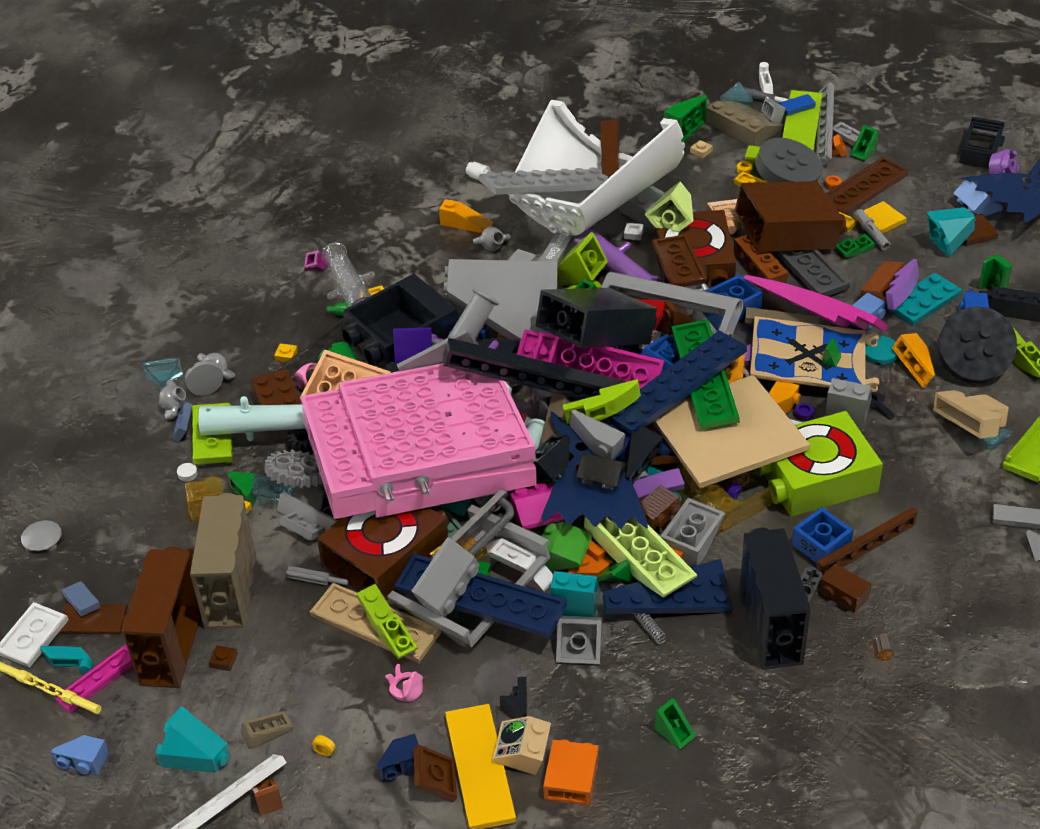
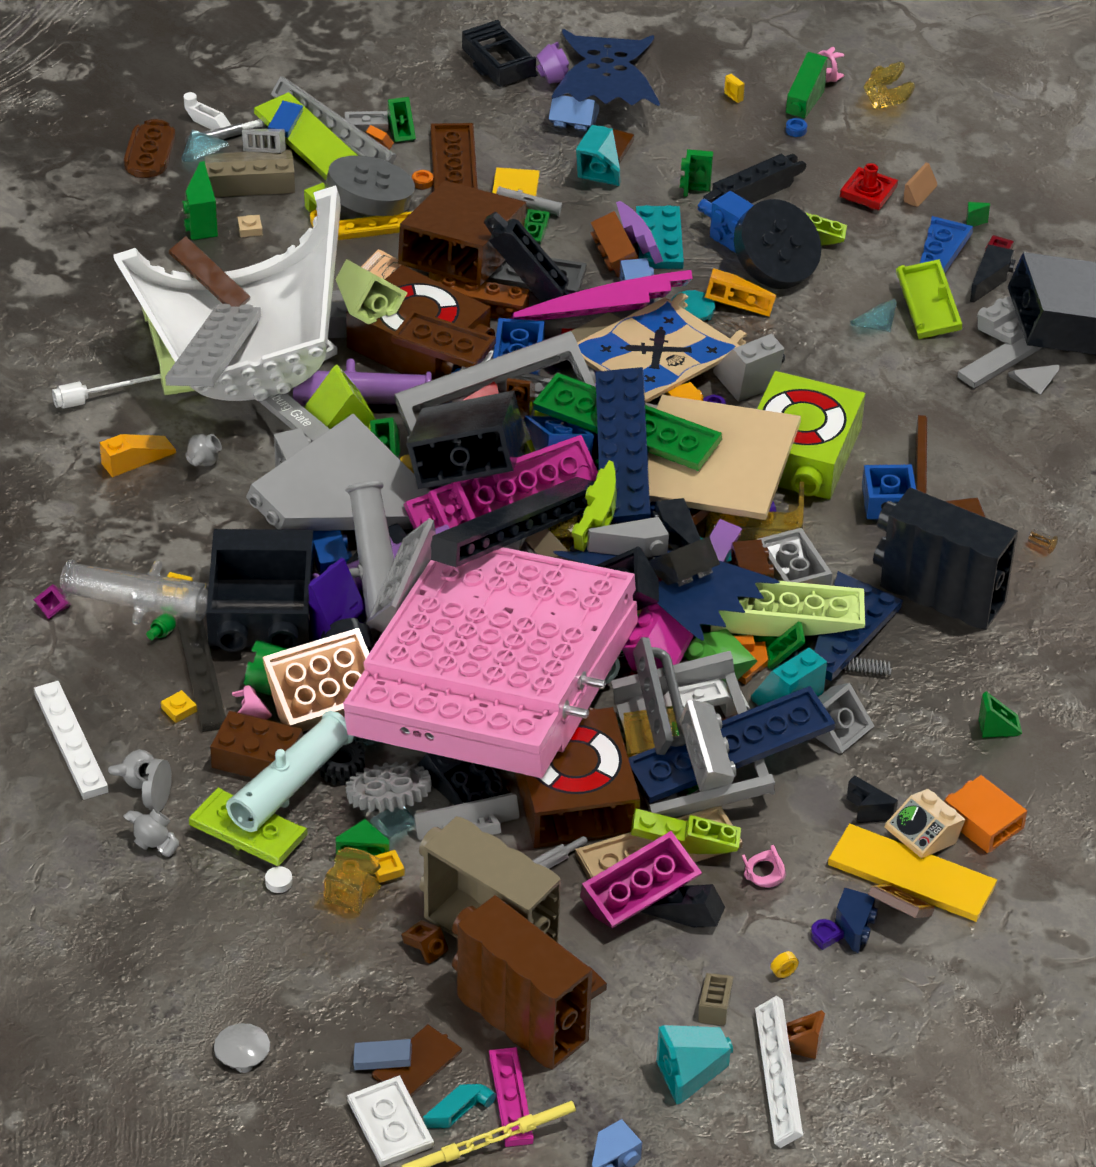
camera: 55 degrees left, 0 degrees up
(162, 371) = (89, 819): clear light blue slope -> none
(182, 422) = (199, 841): sand blue tile -> none
(219, 329) = (71, 740): none -> white plate
(320, 624) = (639, 880): none -> dark pink slope
(330, 662) = (690, 906): none -> black slope
(375, 750) = (825, 933): none -> dark purple tile
(713, 81) = (149, 148): none -> reddish brown tile
(794, 249) = (526, 258): none -> black hinge
(831, 354) = (679, 334): green slope -> none
(976, 413) = (850, 304): tan brick -> none

